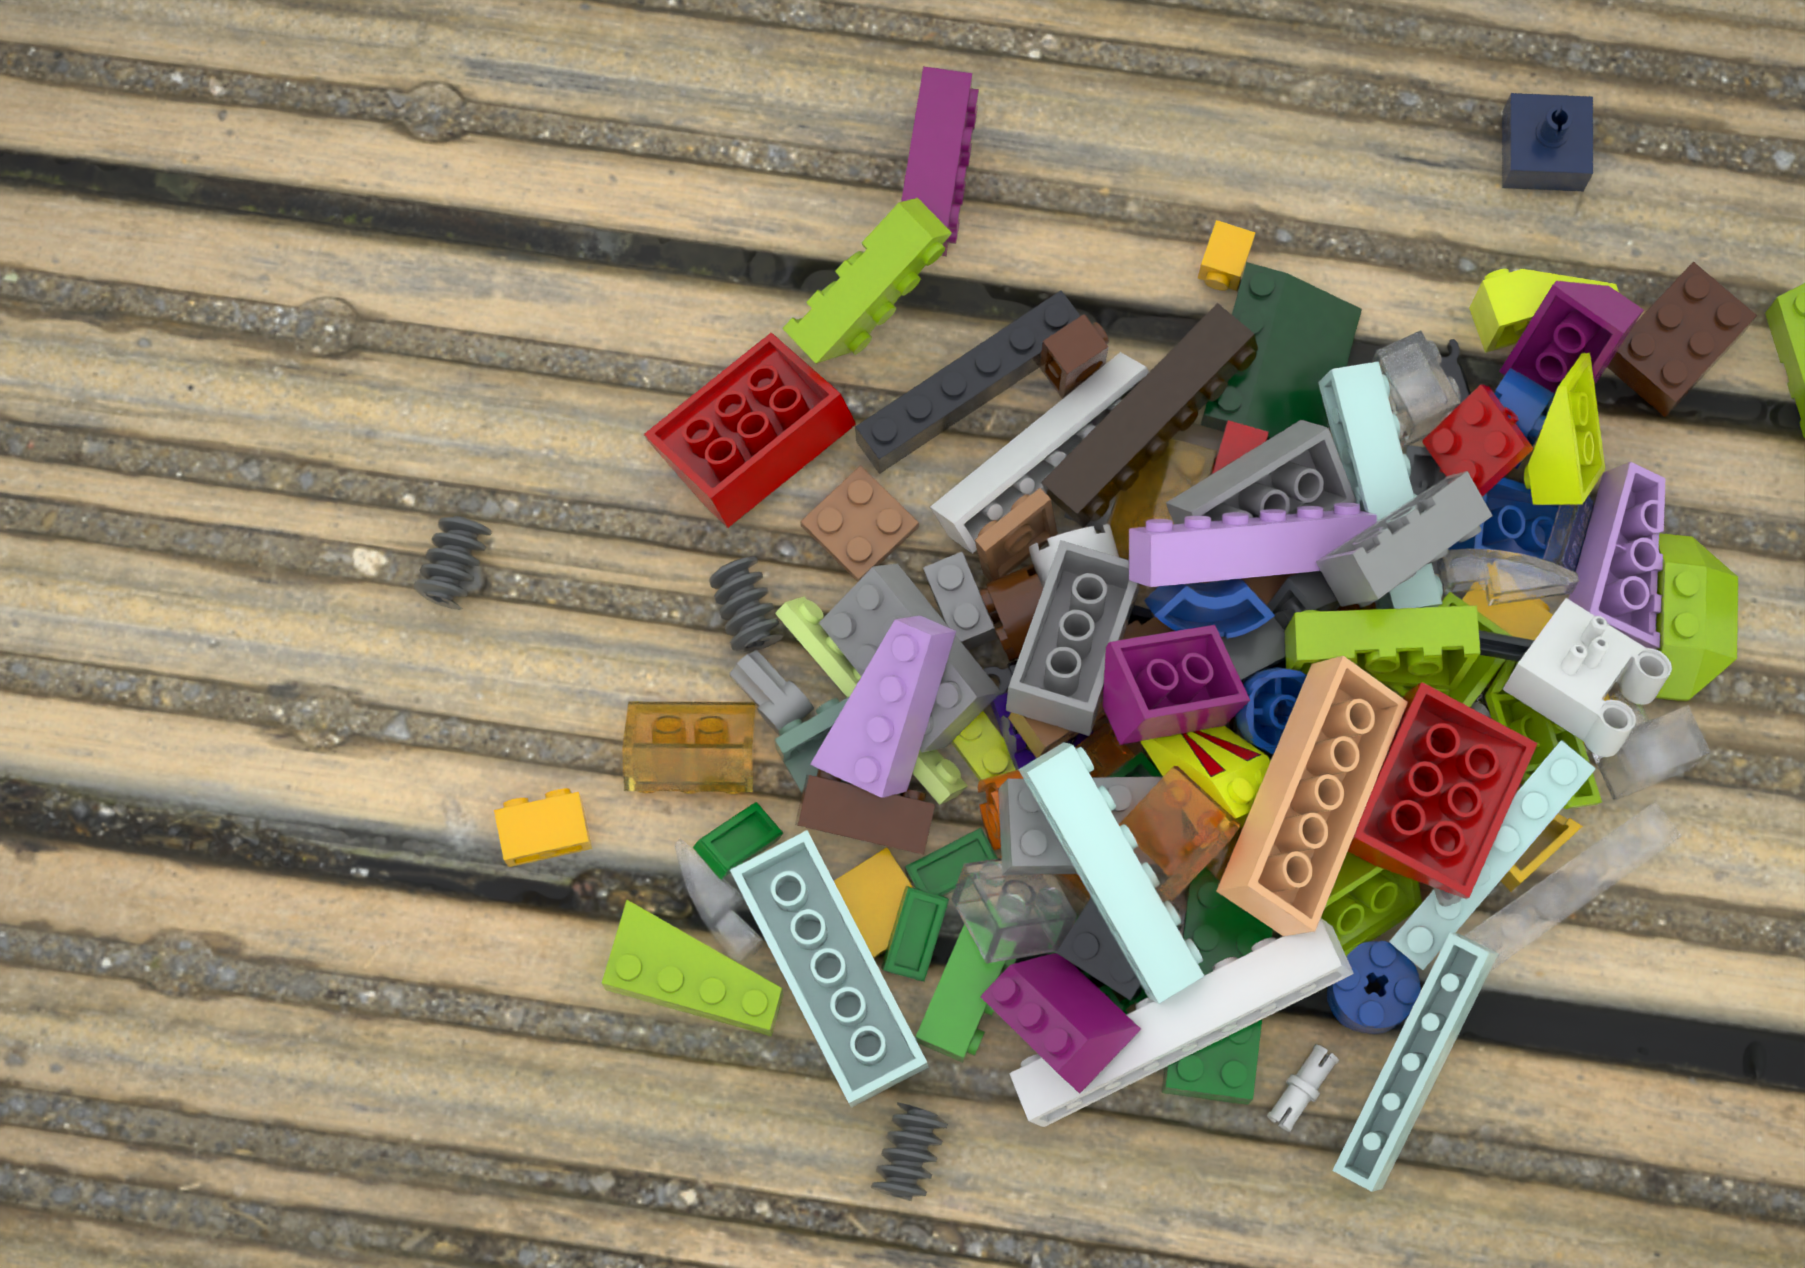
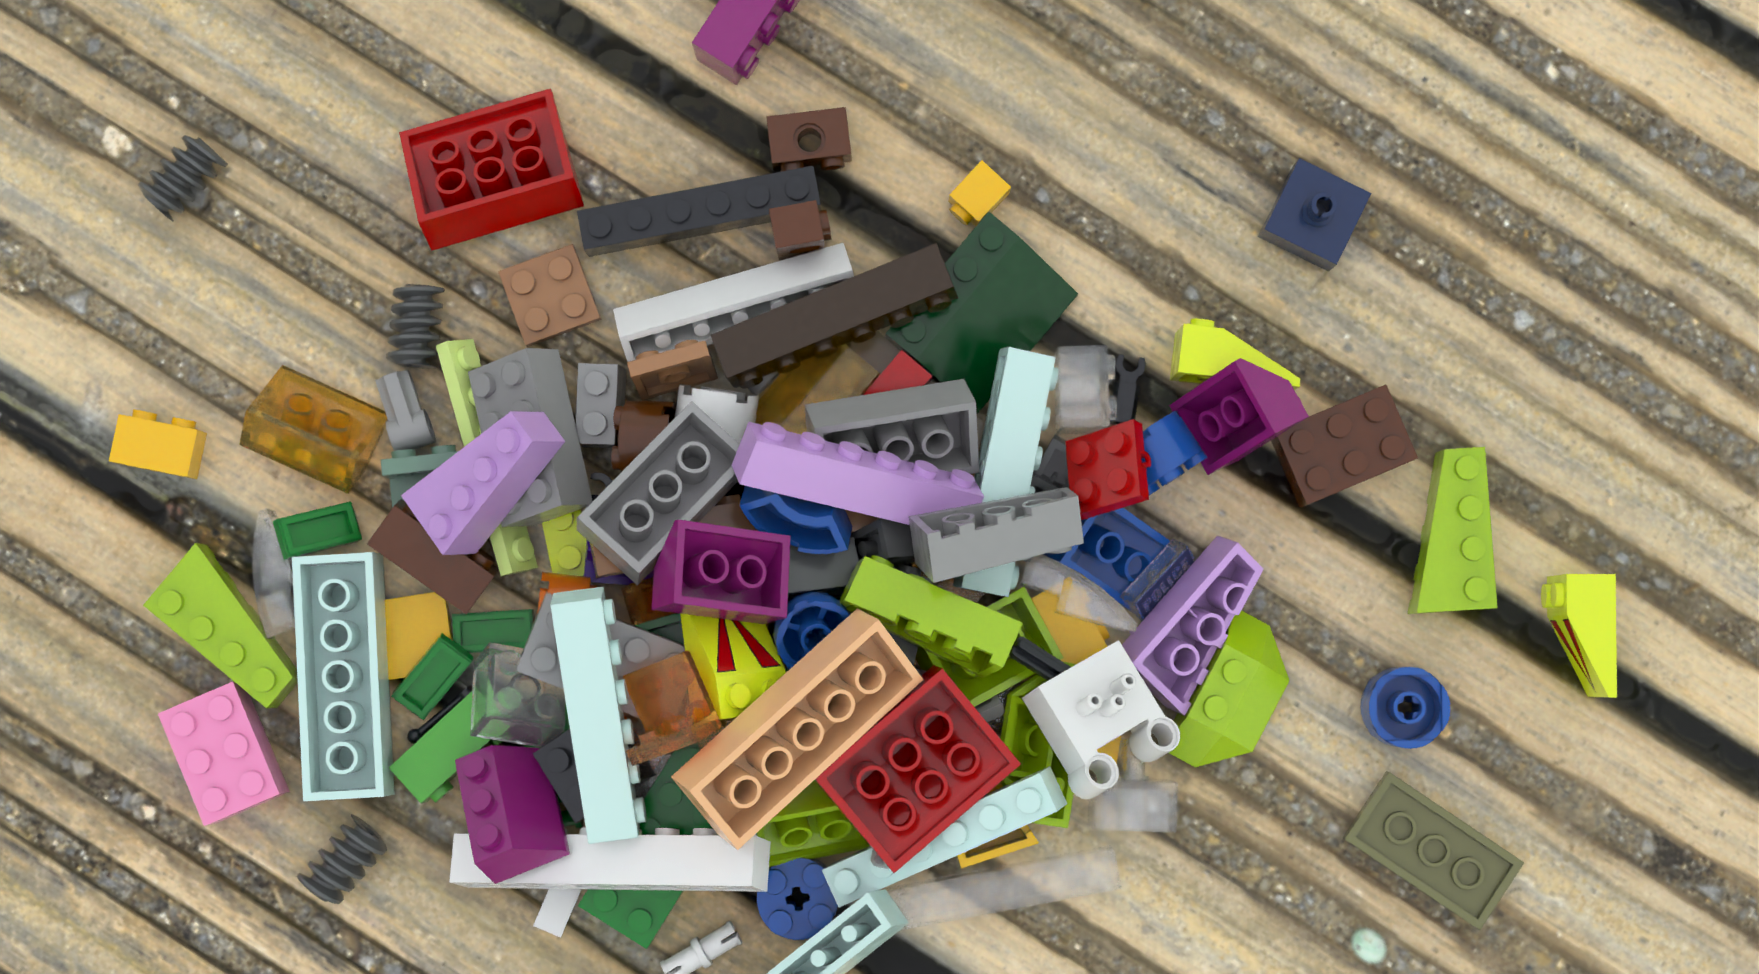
camera: 25 degrees right, 10 degrees up
(742, 1098) = (223, 753): none -> bright pink brick
(870, 283) = (641, 89): lime wedge -> none
(922, 1001) = (415, 734): none -> black hinge
(1053, 253) = (826, 124): none -> reddish brown brick
(1140, 1108) = (556, 910): none -> white sticker
(1569, 447) = (1191, 503): neon yellow slope -> none

